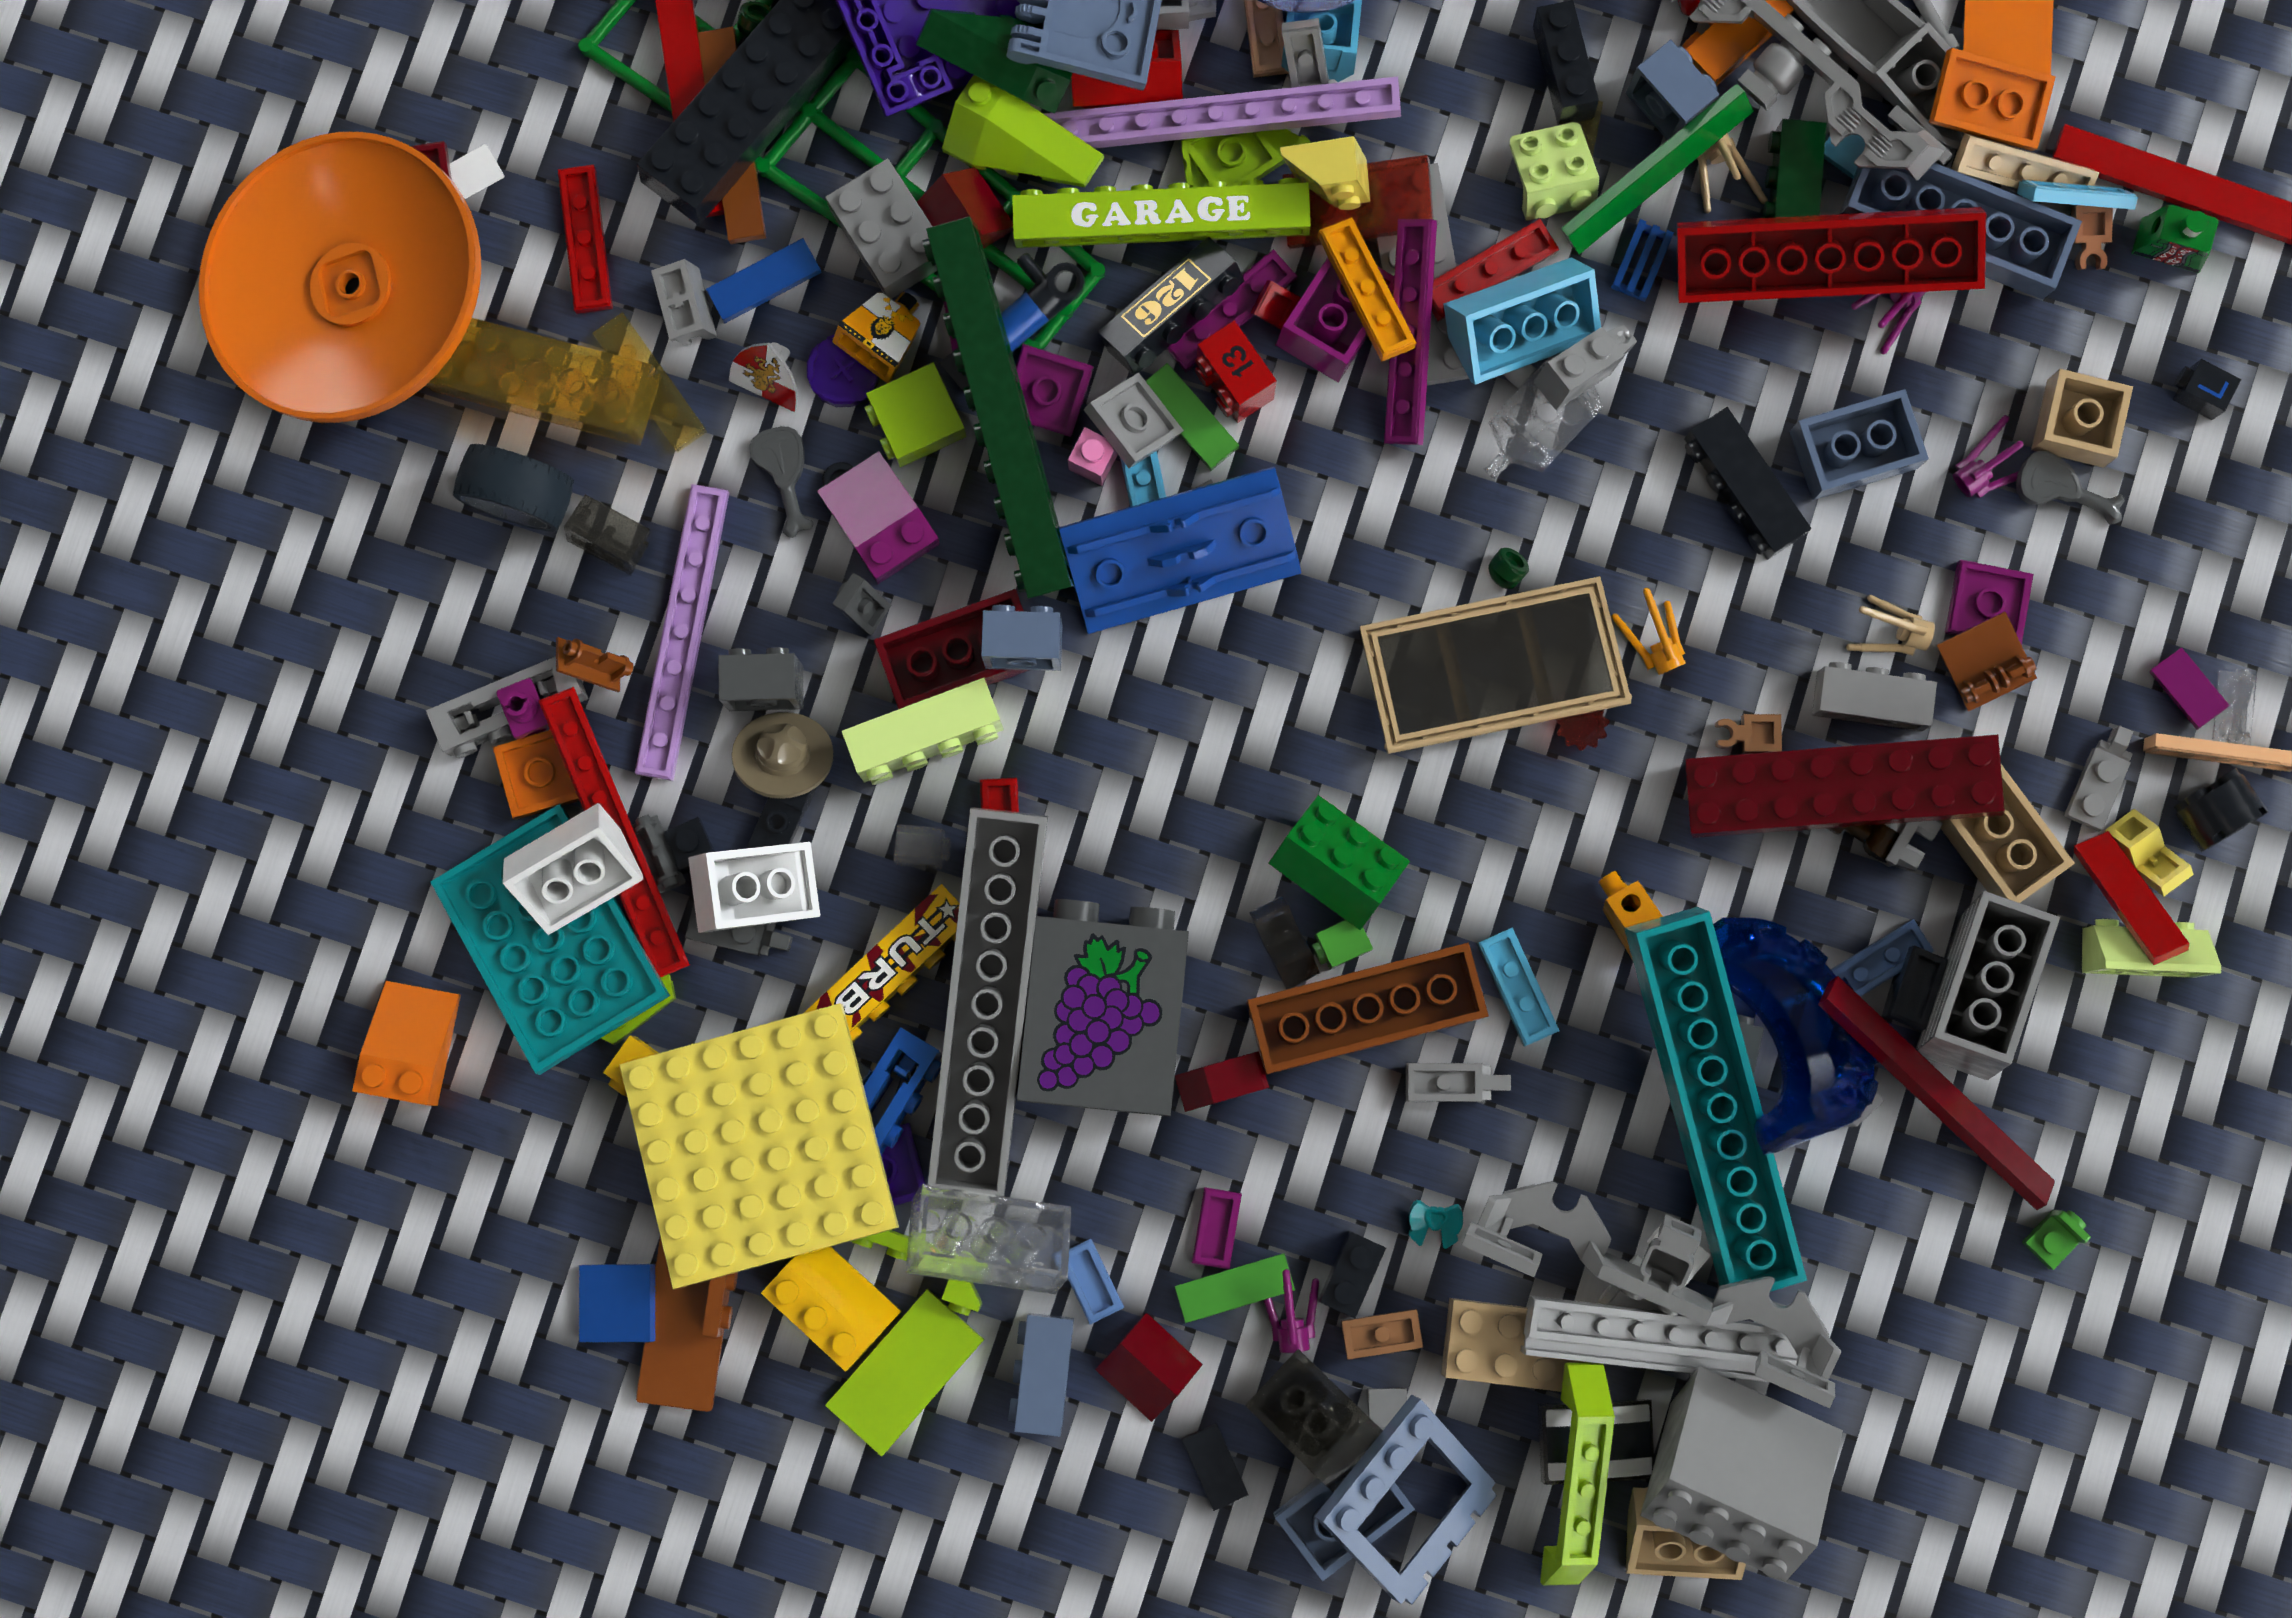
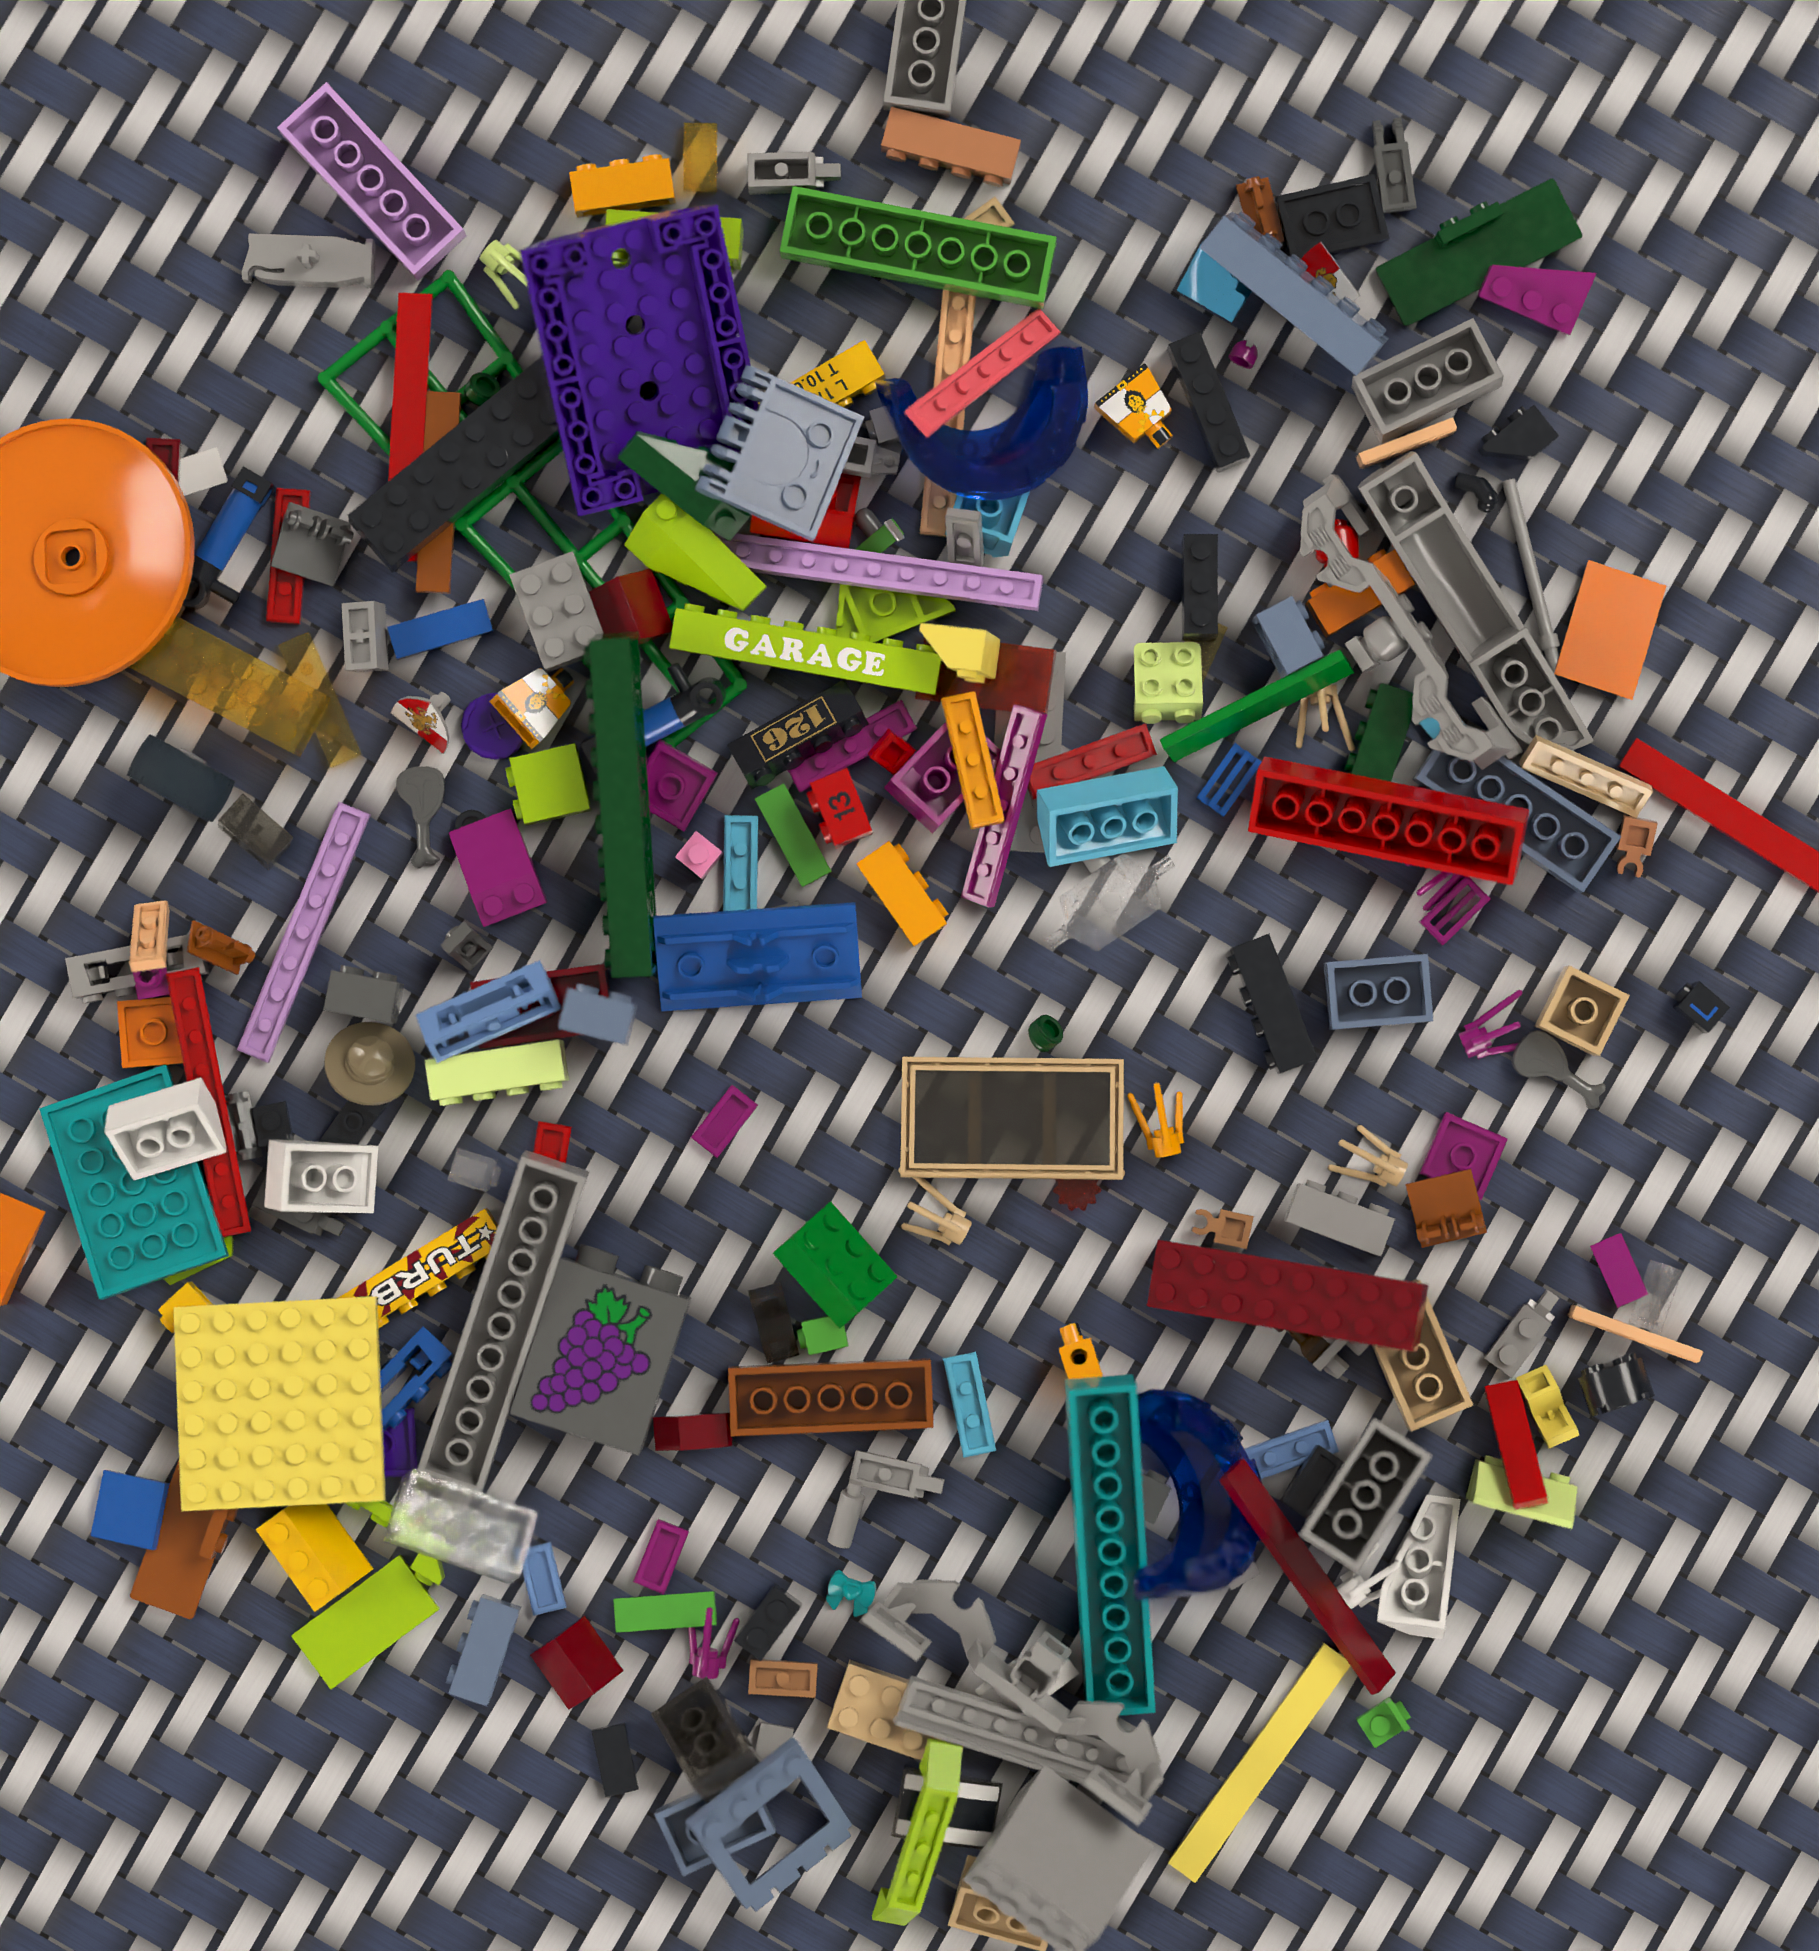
camera: 10 degrees right, 5 degrees up
(512, 665) = (149, 936): none -> light nougat tile
(529, 181) = (224, 536): none -> piece
(606, 218) = (311, 544): none -> dark grey hinge
(900, 661) = (488, 1011): none -> medium blue brick
(1133, 420) = (741, 832): light grey tile -> none
(1182, 737) = (724, 1121): none -> magenta tile
(1209, 82) = (878, 535): none -> piece
(1321, 450) = (903, 892): none -> light orange brick
(1412, 1137) = (846, 1515): none -> light grey cylinder
(1456, 795) = (953, 1226): none -> tan plant
(1583, 365) = (1150, 870): light grey hinge -> none
(1899, 370) = (1434, 930): none -> magenta tile
(1929, 1314) = (1259, 1763): none -> light yellow tile
(1991, 1097) = (1356, 1590): none -> white plant
(1992, 99) = (1567, 710): orange plate -> none
(2060, 1068) = (1418, 1592): none -> white wedge
(2077, 194) = (1625, 809): medium azure tile -> none
(2180, 239) = (1707, 865): green torso -> none

